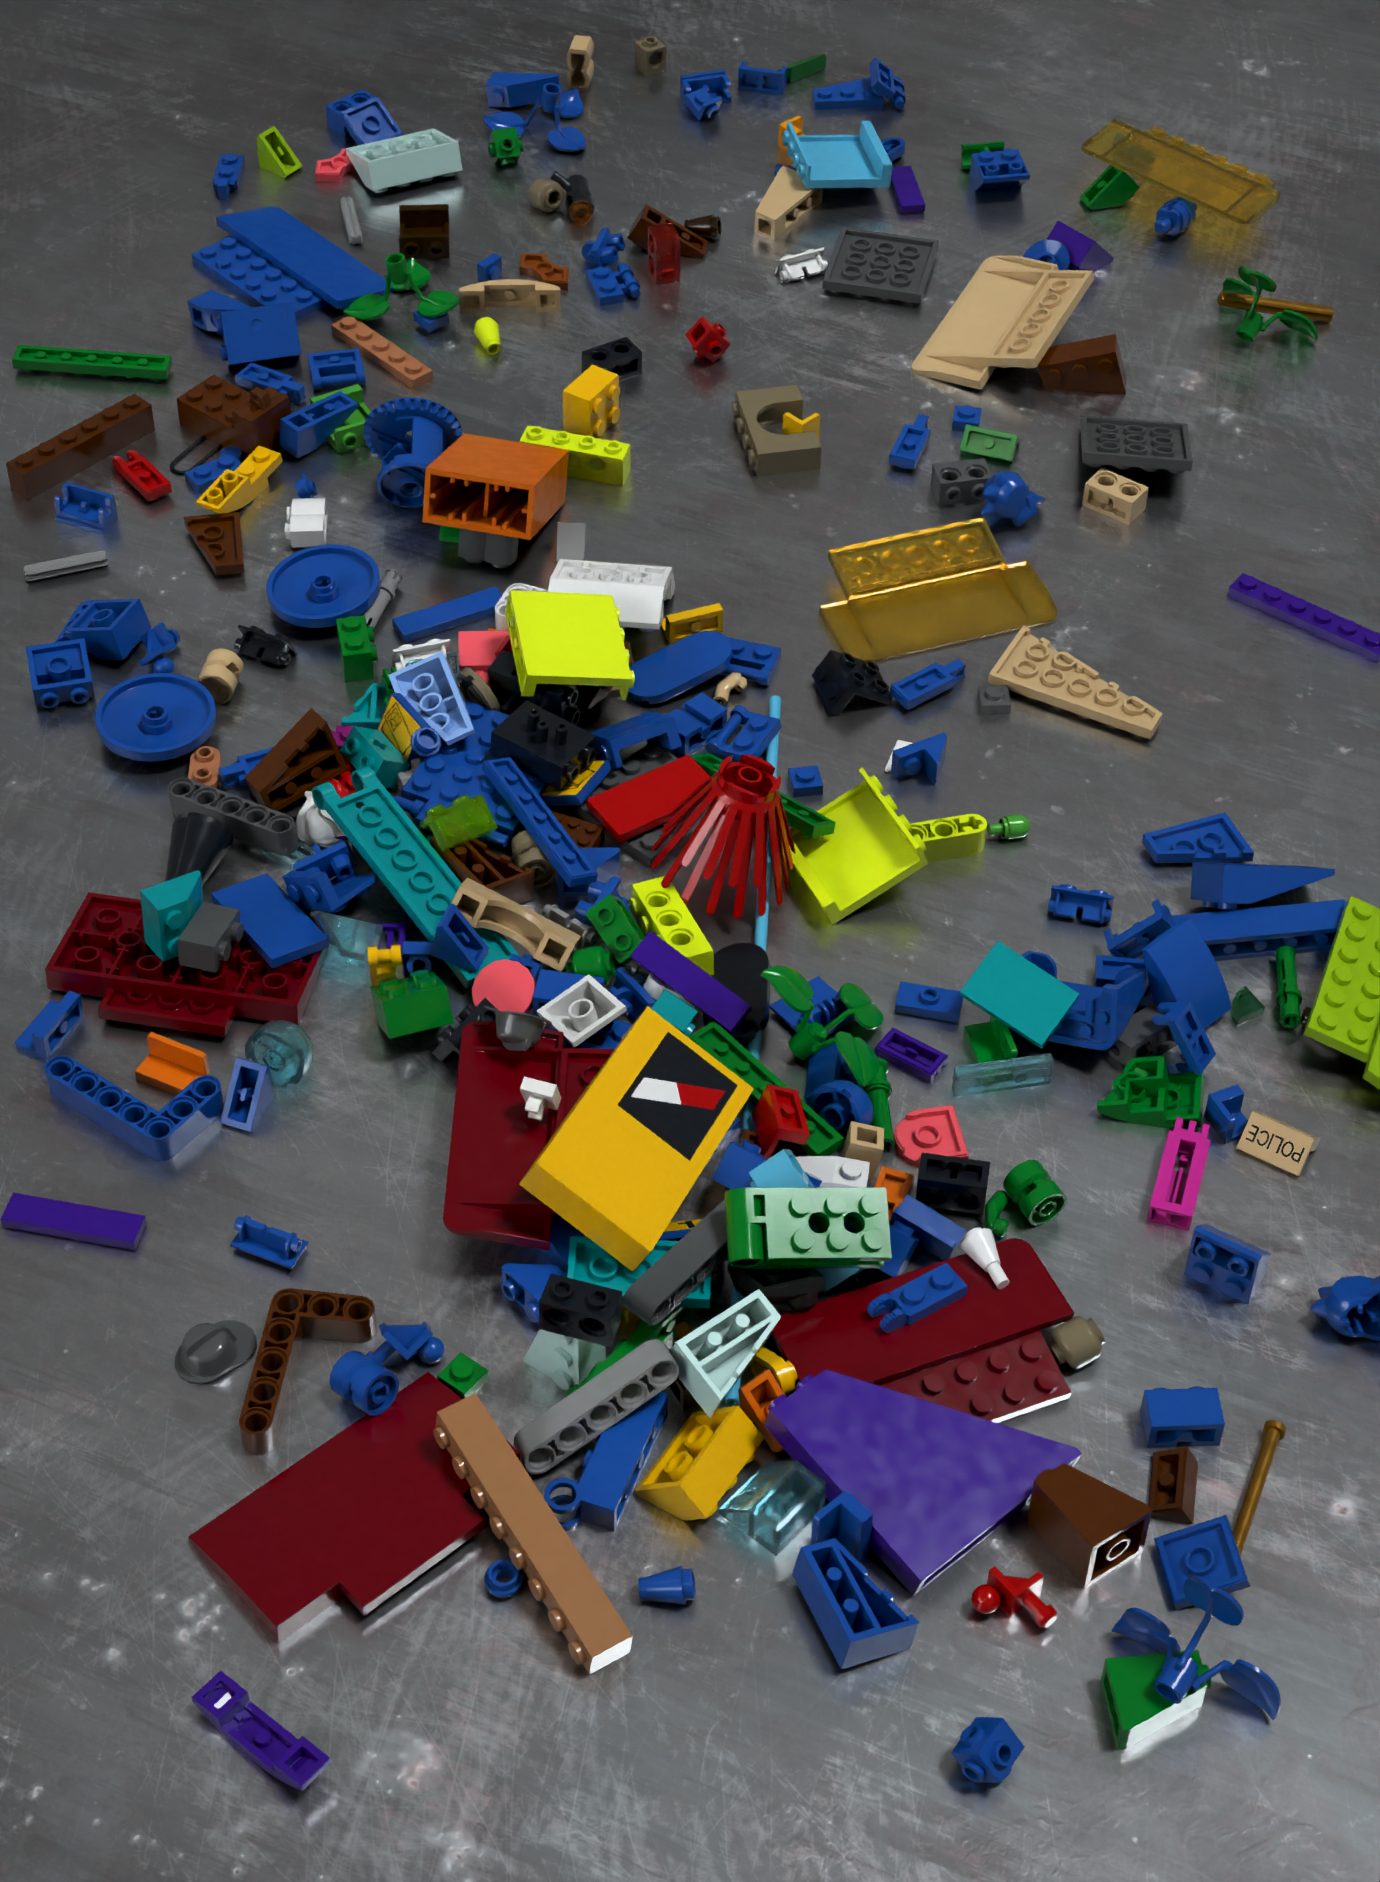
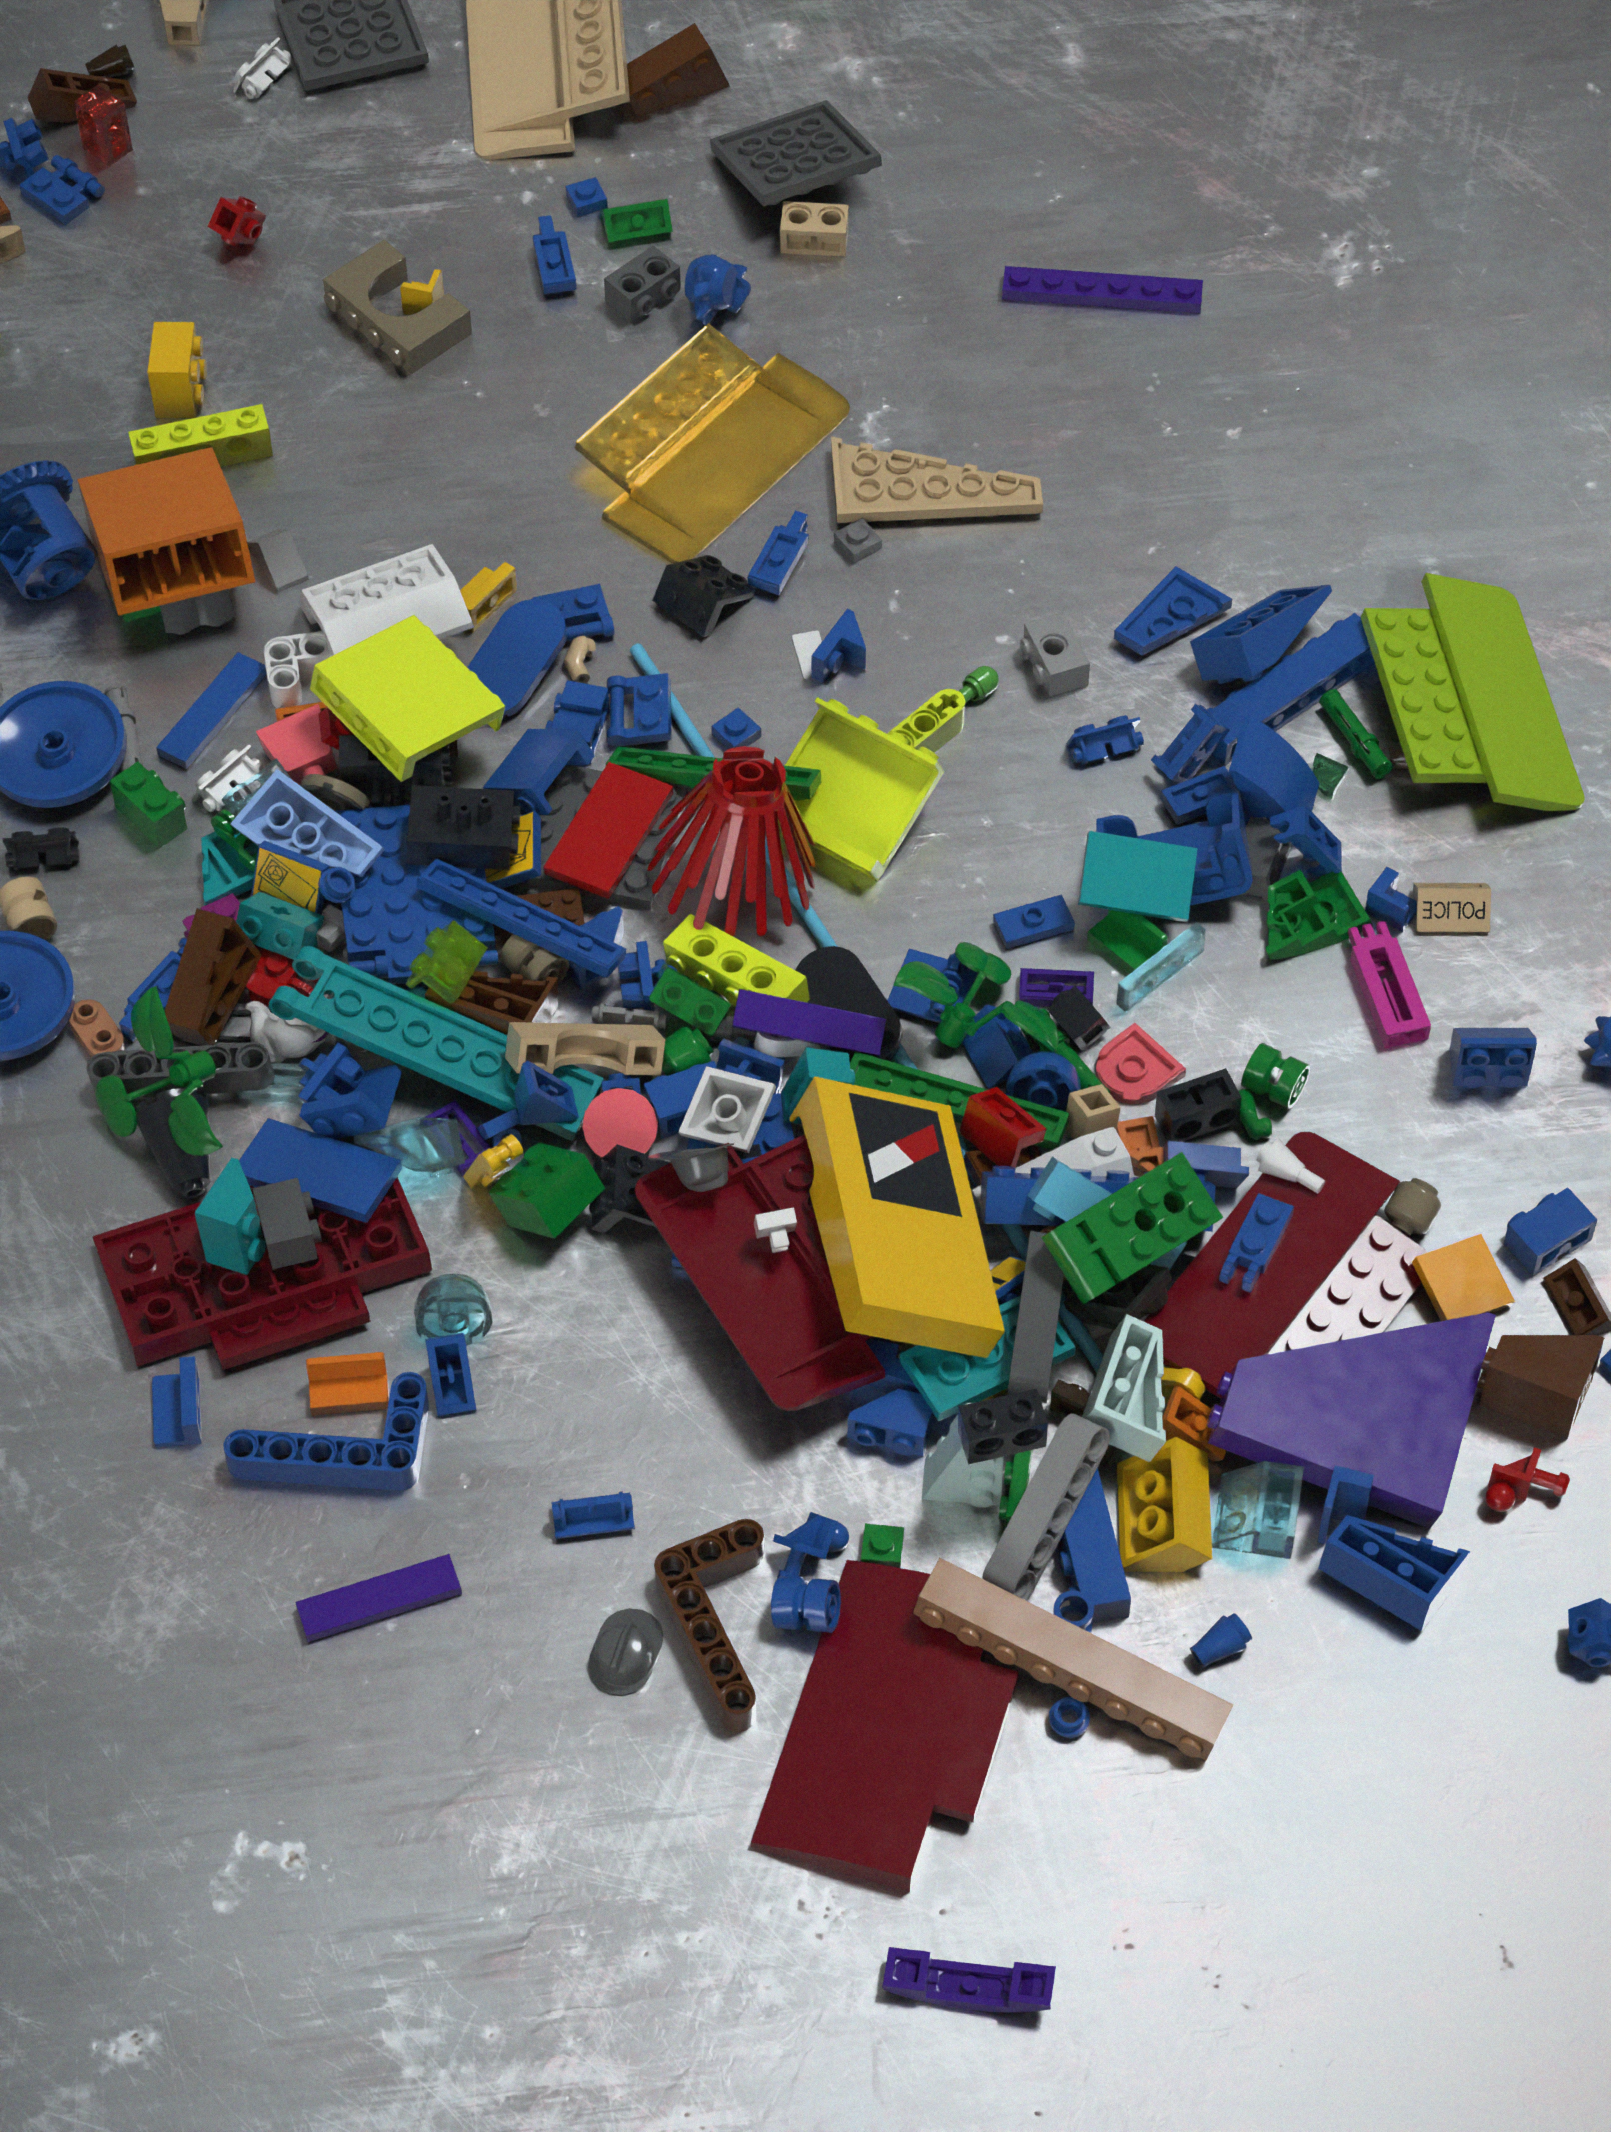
camera: 30 degrees left, 10 degrees up
(221, 809) = (189, 1071): none -> green plant
(616, 356) = (146, 299): black brick -> none
(907, 1079) = (1078, 1017): none -> black brick
(1079, 1415) = (1463, 1279): none -> light orange tile
(1084, 831) = (1055, 654): none -> light grey brick

